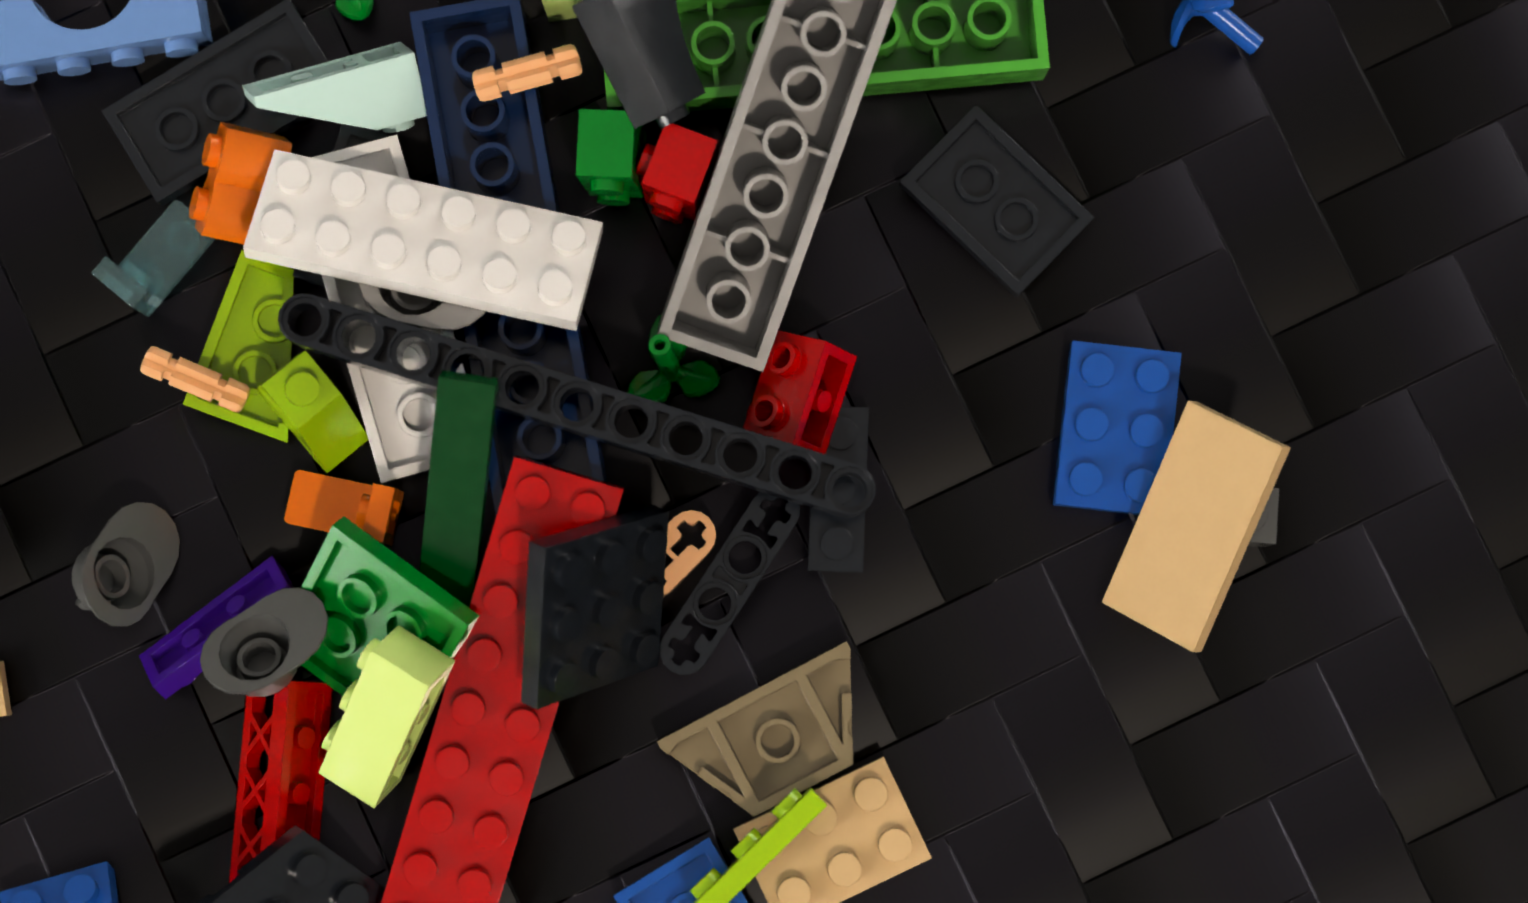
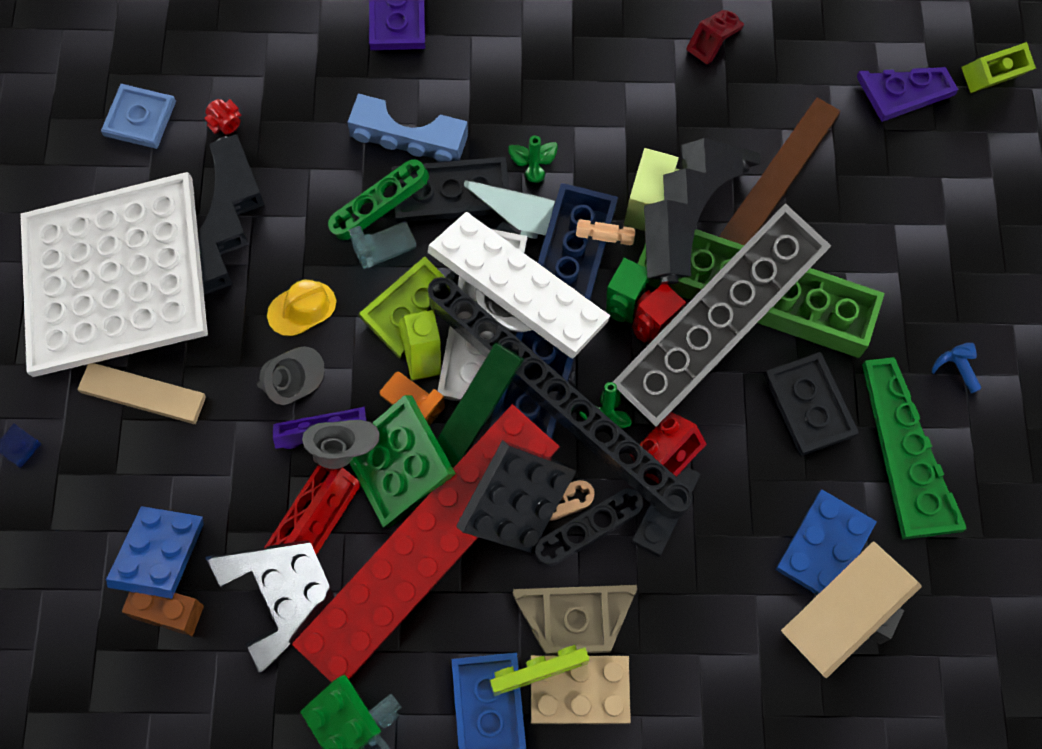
camera: 20 degrees right, 15 degrees down
(80, 434) = (301, 307): none -> yellow piece
(104, 179) = (375, 195): none -> green beam
(195, 379) = (371, 303): light nougat axle -> none
(235, 177) = (442, 214): orange brick -> none
(384, 715) = (381, 505): yellowish green brick -> none
(1211, 244) = (914, 476): none -> green wing

